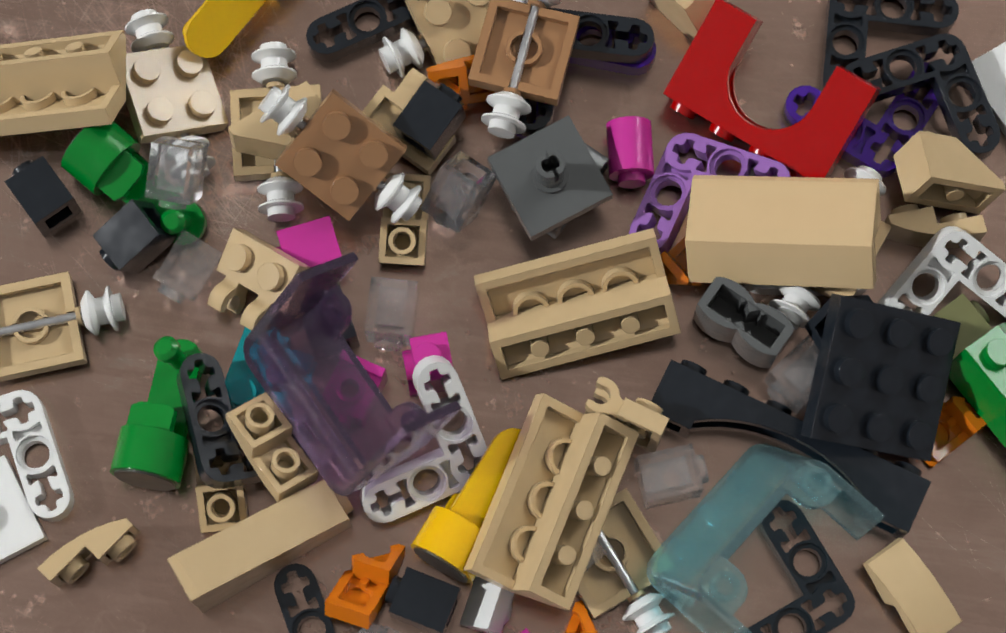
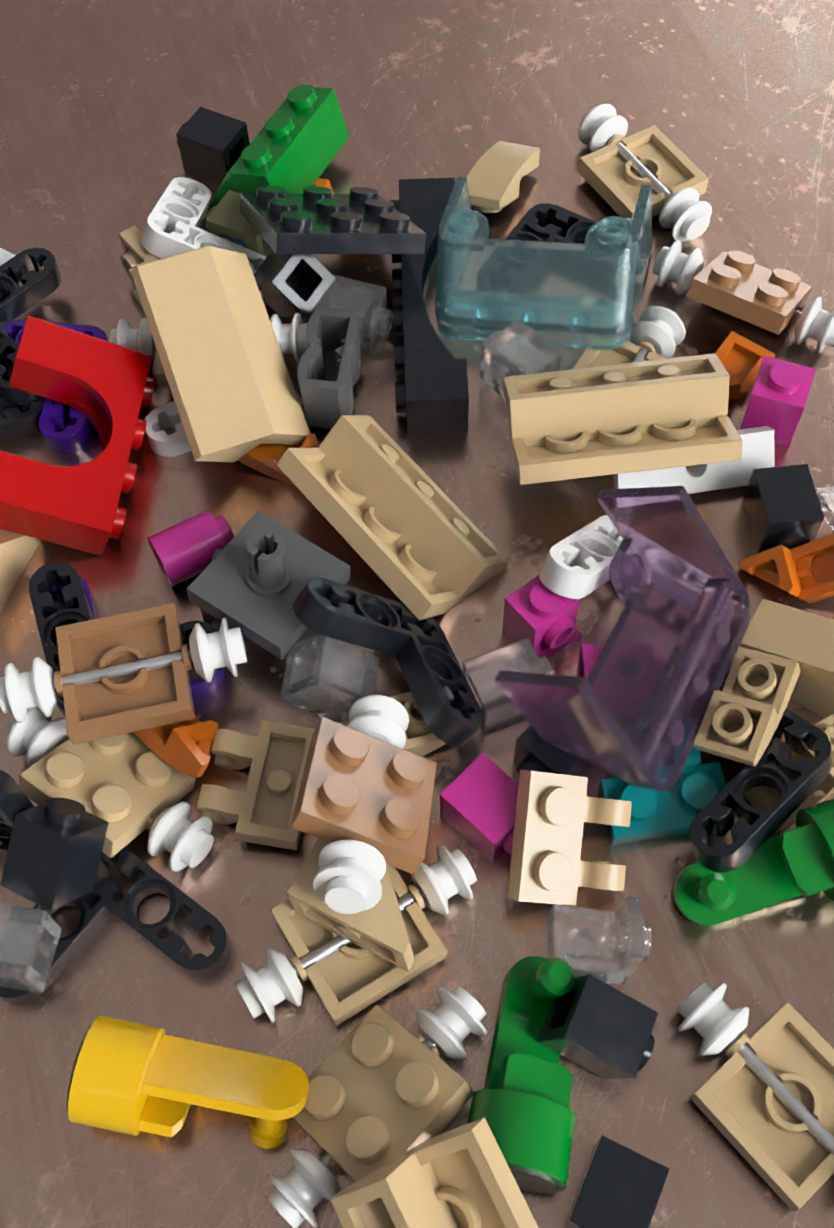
camera: 115 degrees left, 15 degrees down
(176, 171) = (492, 999): clear brick -> none
(430, 118) = (259, 736): black brick -> none
(451, 258) = (419, 647): none -> black beam
(453, 529) = (715, 488): yellow piece -> none
(639, 415) = (487, 413): tan plate -> none
(672, 172) = (198, 483): medium lavender beam -> none
(945, 174) = (86, 282): tan slope -> none

